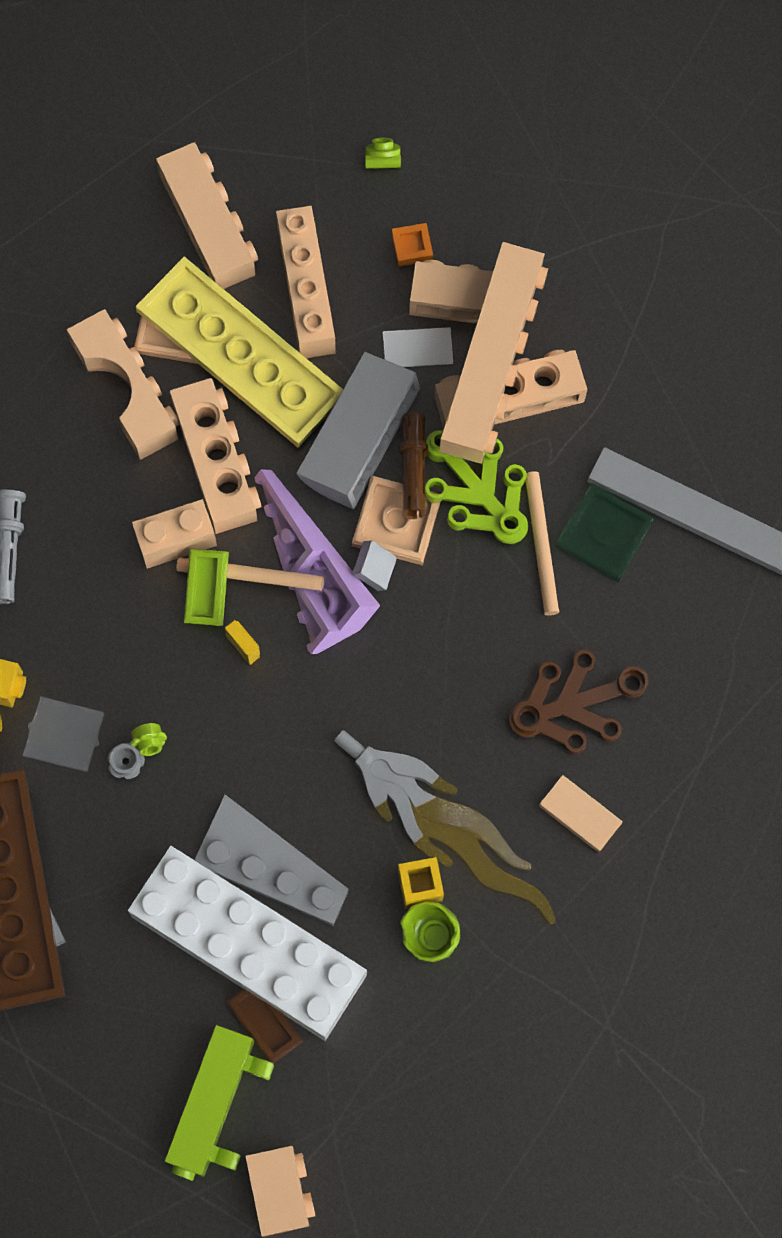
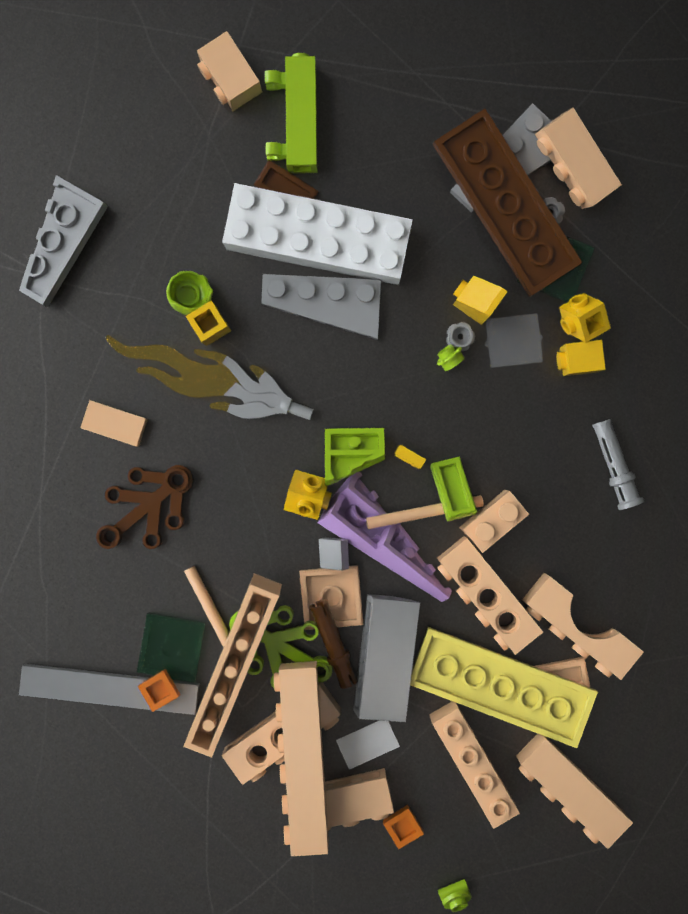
camera: 160 degrees right, 15 degrees up
(86, 790) = (478, 298): none -> yellow slope
(308, 672) = (351, 451): none -> lime wing
(379, 641) = (307, 495): none -> yellow brick
(535, 480) = (233, 665): none -> light nougat brick
(561, 1065) = (66, 229): none -> light grey wing
(634, 486) = (159, 690): none -> orange plate

